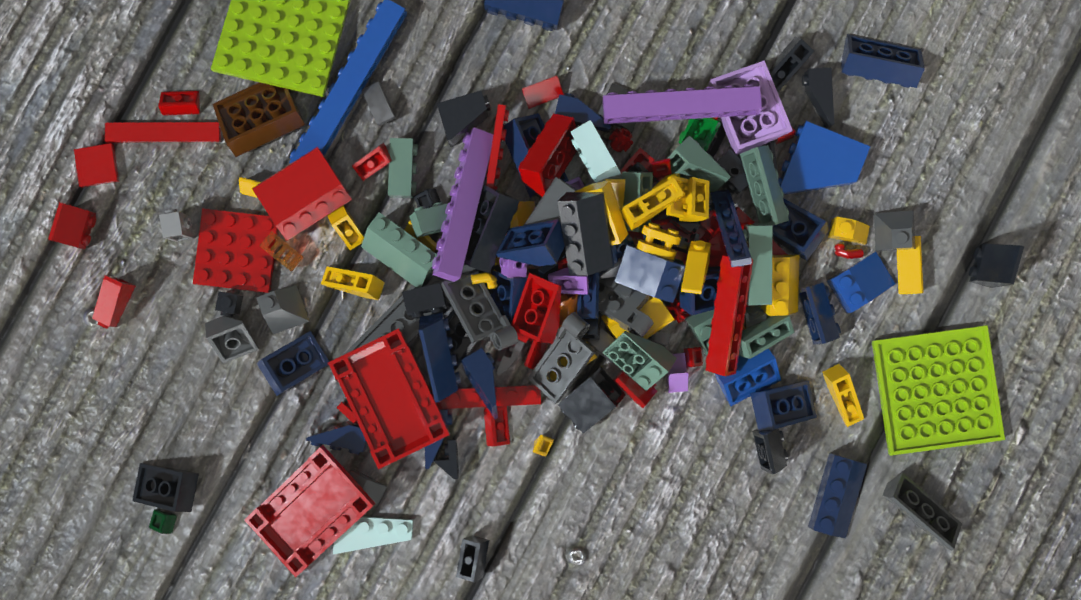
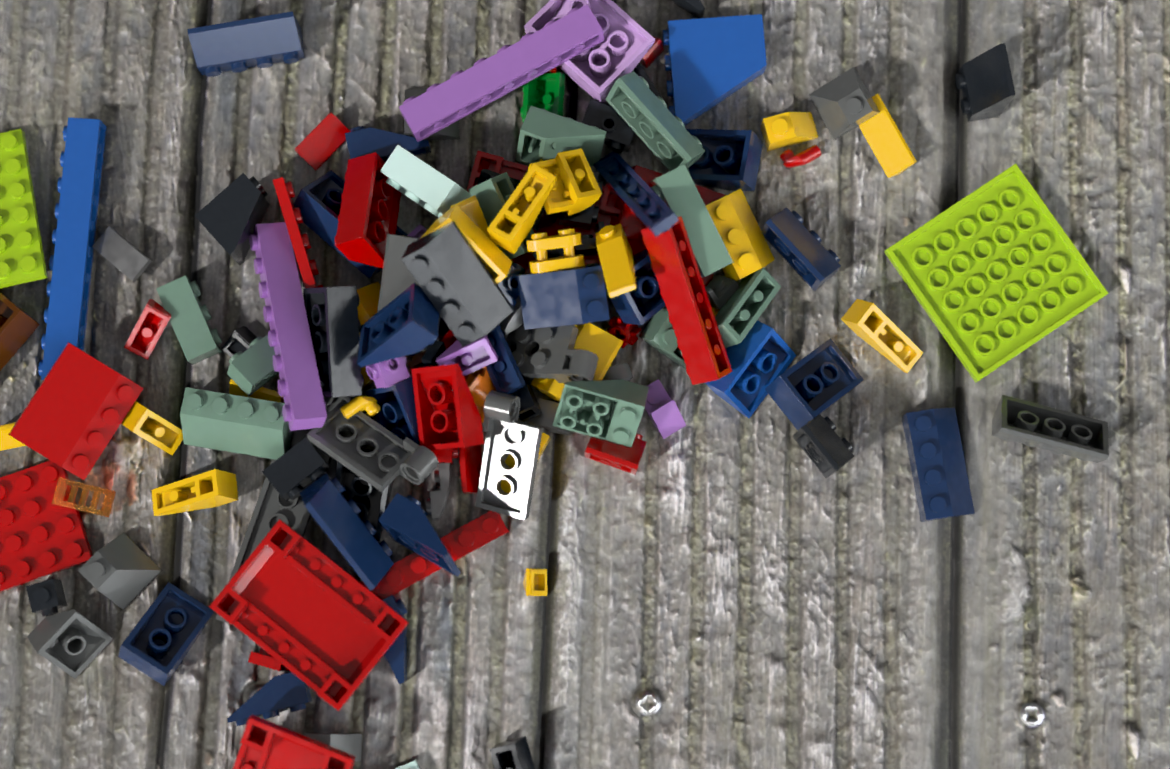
camera: 25 degrees left, 5 degrees down
(450, 464) = (430, 664): black slope -> none
(497, 429) = (467, 588): red slope -> none
(591, 400) = (569, 494): black slope -> none
(621, 140) = (450, 153): red gear -> none
(661, 167) = (516, 163): red slope -> none
(693, 357) = (672, 379): red slope -> none
(861, 282) = (834, 186): blue slope -> none

